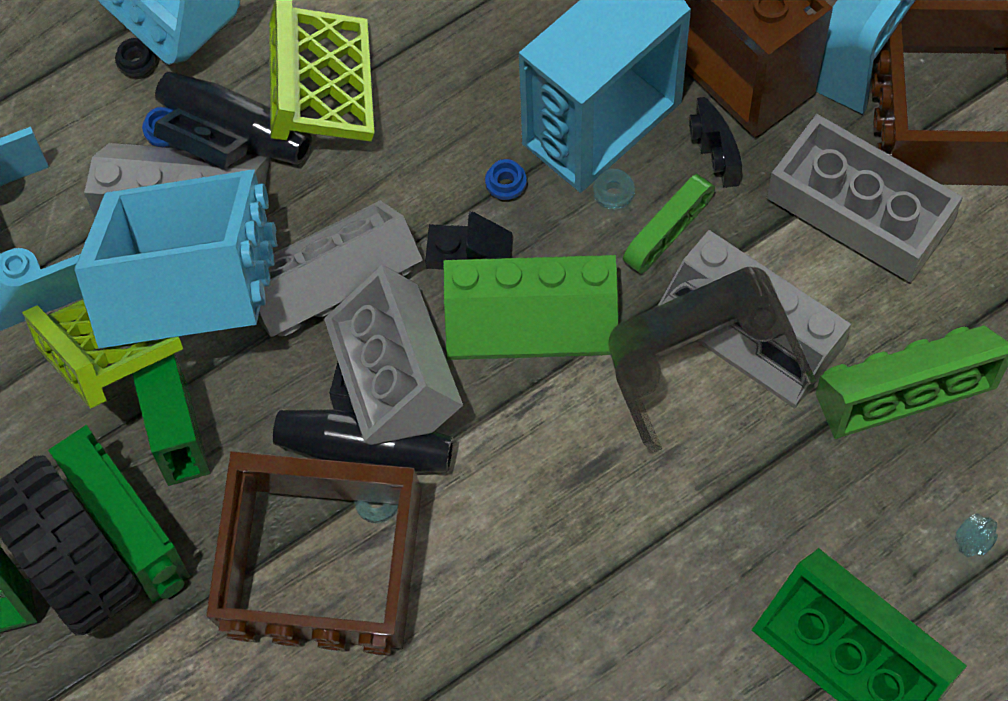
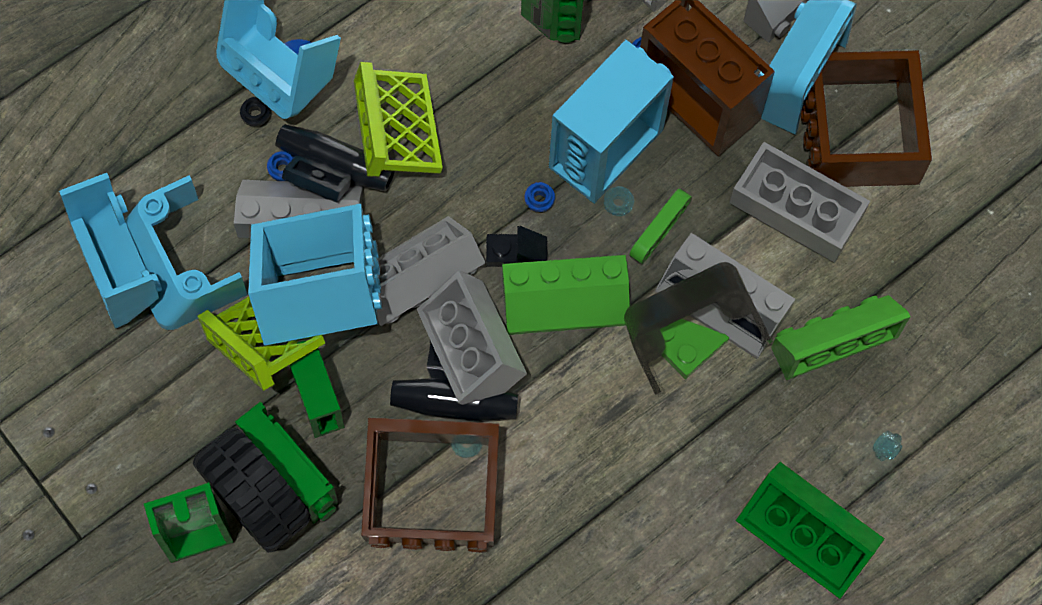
camera: 10 degrees left, 5 degrees up
(699, 384) = (690, 345): none -> bright green wing
(716, 138) = (690, 158): black slope -> none

